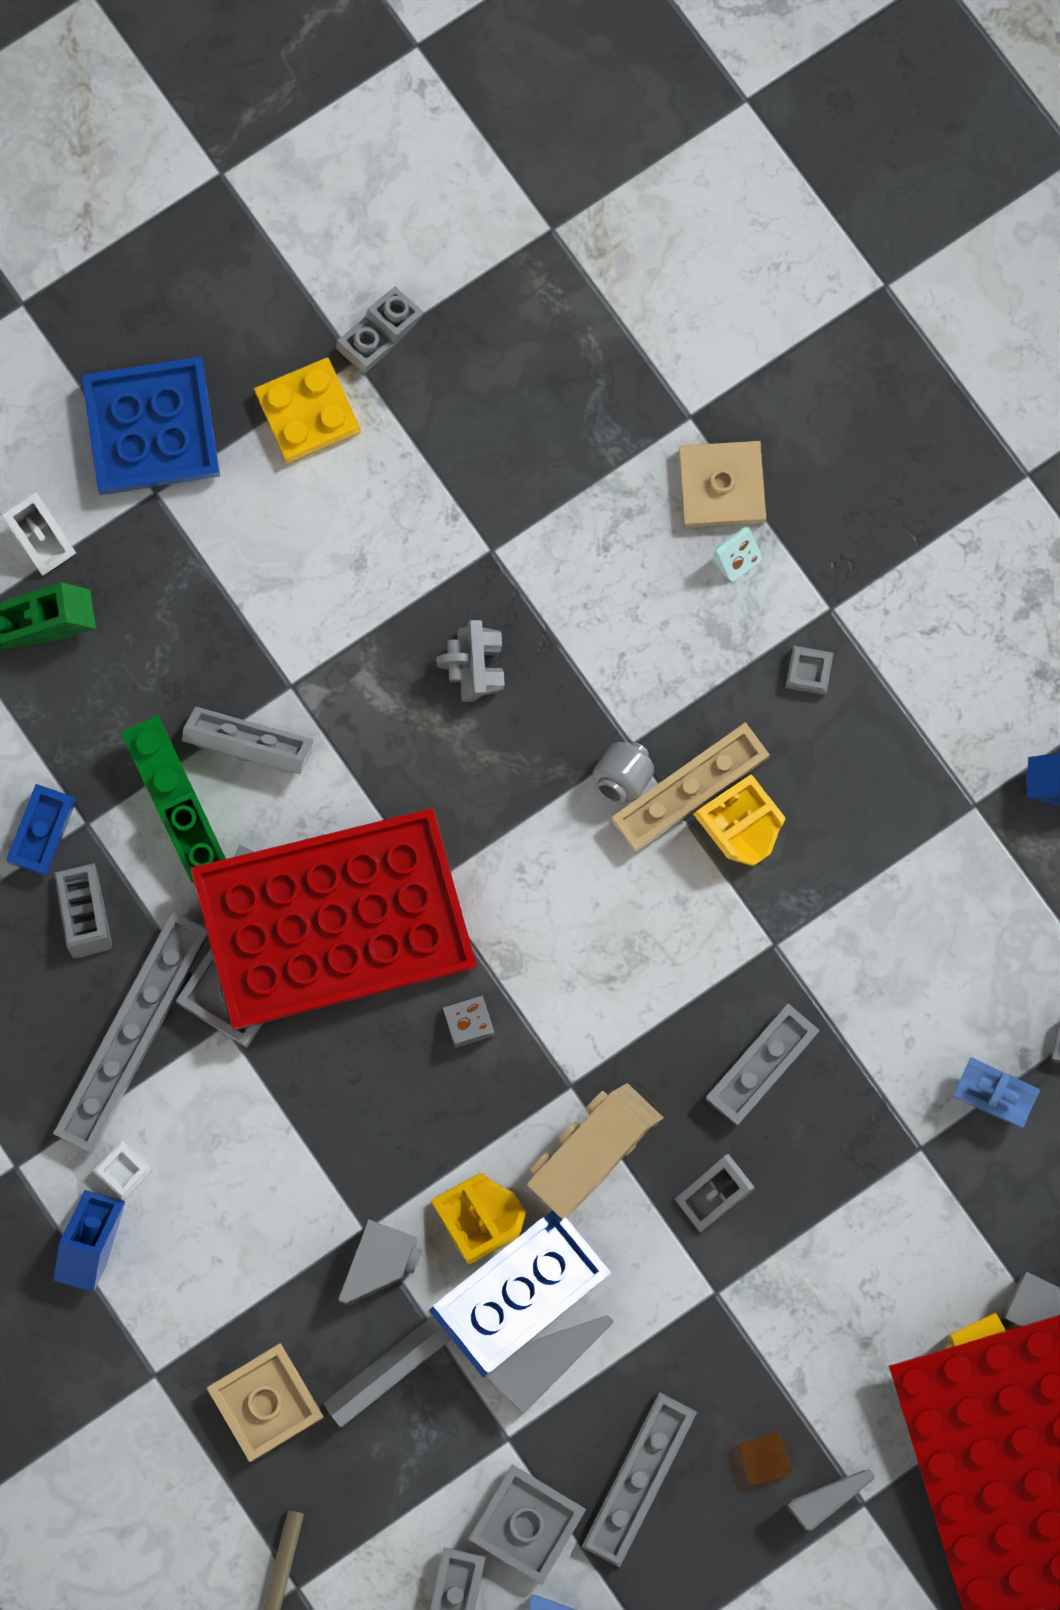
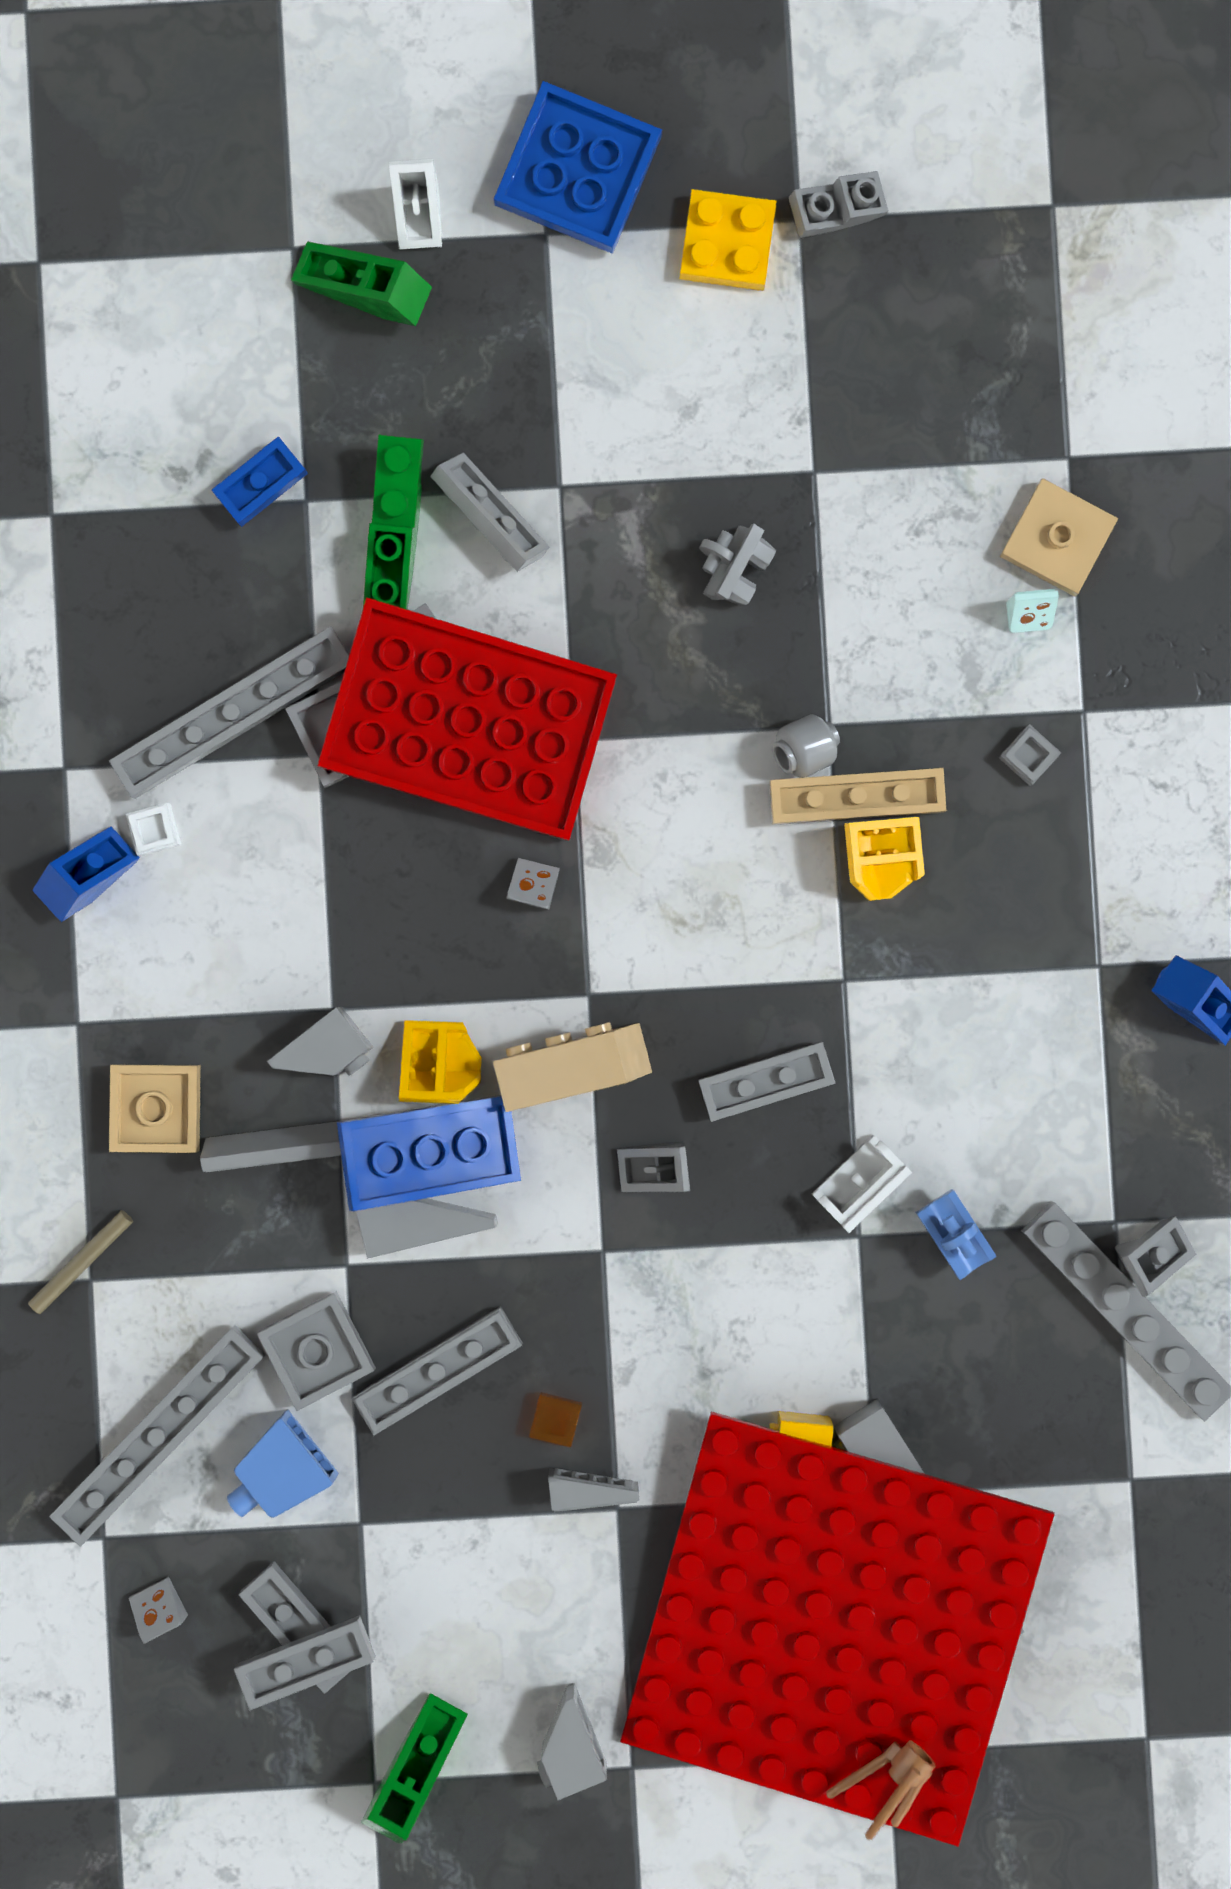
camera: 30 degrees right, 10 degrees up
(88, 936) = (254, 612): light grey slope -> none
(893, 1100) = (861, 1183): none -> white hinge

